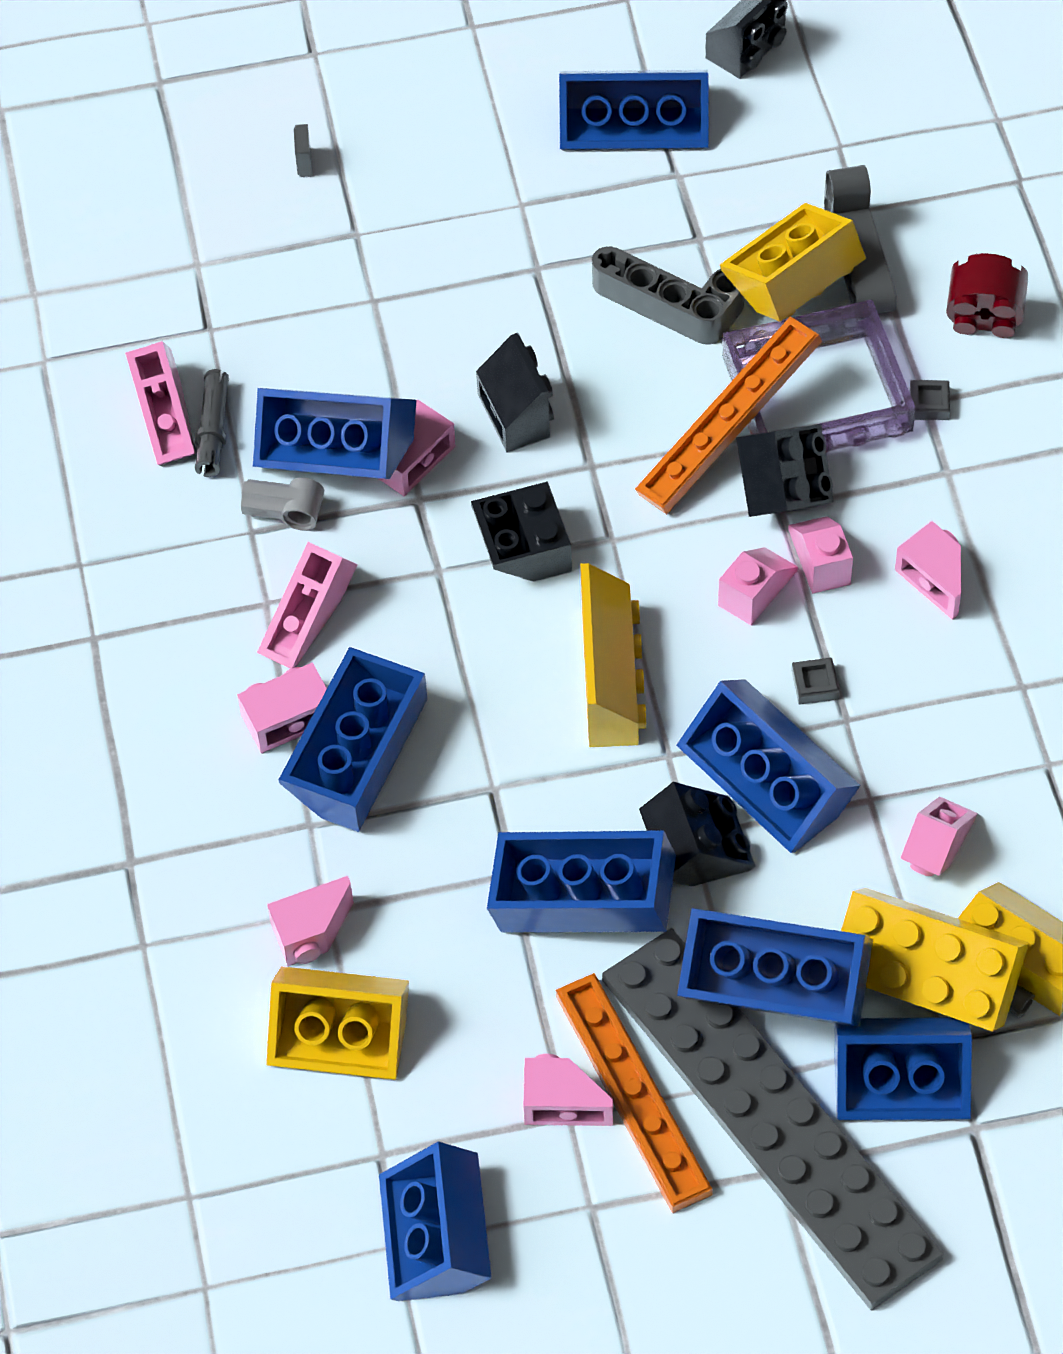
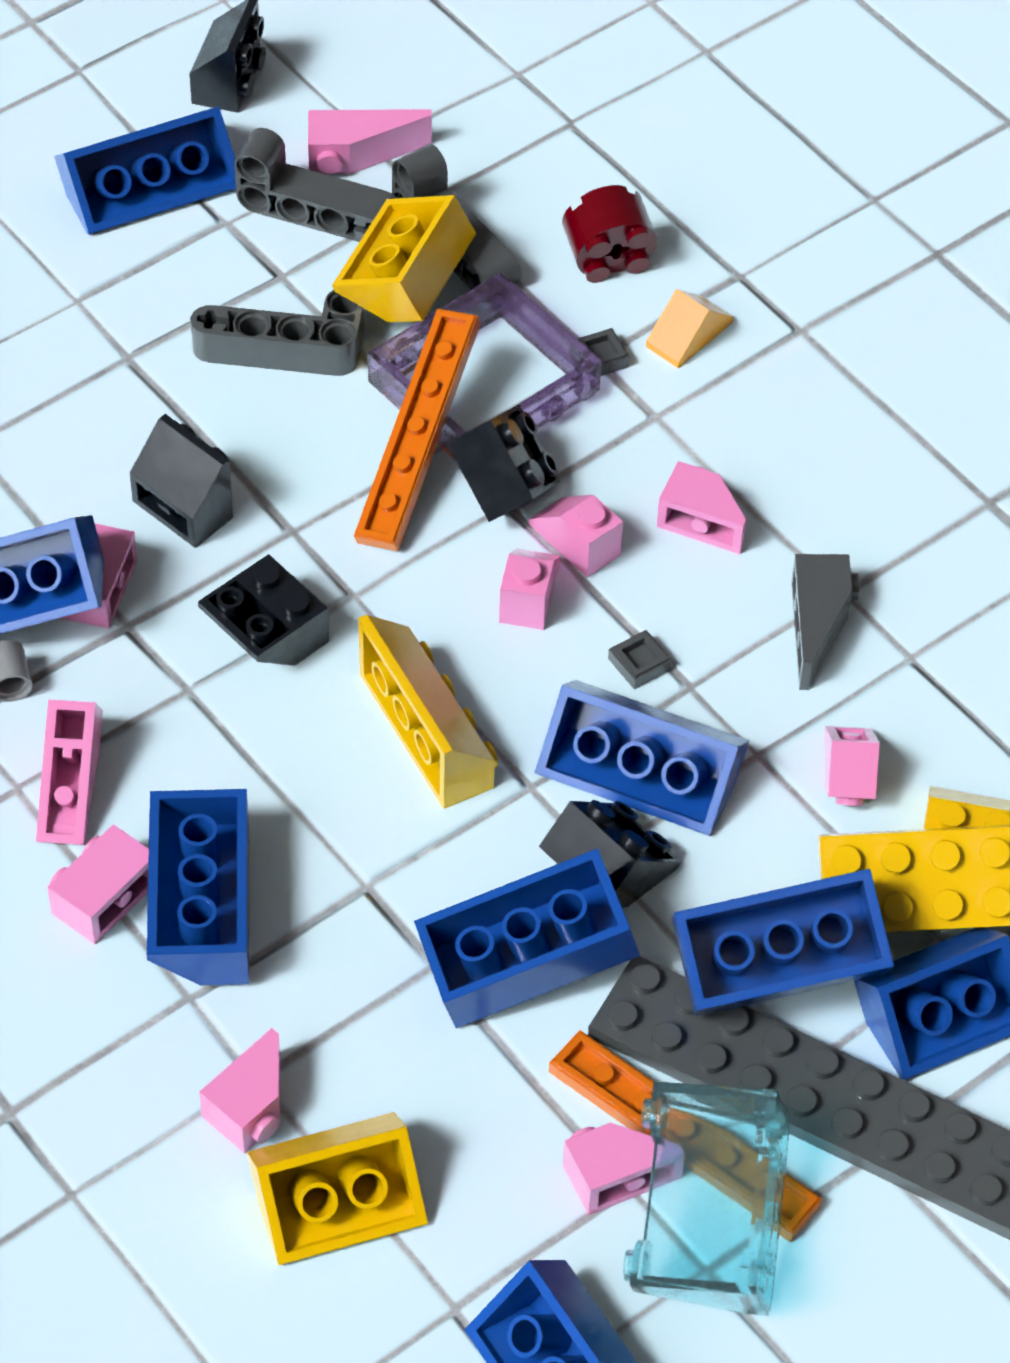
camera: 30 degrees left, 5 degrees down
(614, 1154) = (712, 1196): none -> clear light blue windscreen
(745, 170) = (301, 195): none -> dark grey beam
(824, 138) = (363, 138): none -> bright pink slope
(987, 695) = (821, 605): none -> dark grey slope
(1016, 400) = (686, 327): none -> light orange slope

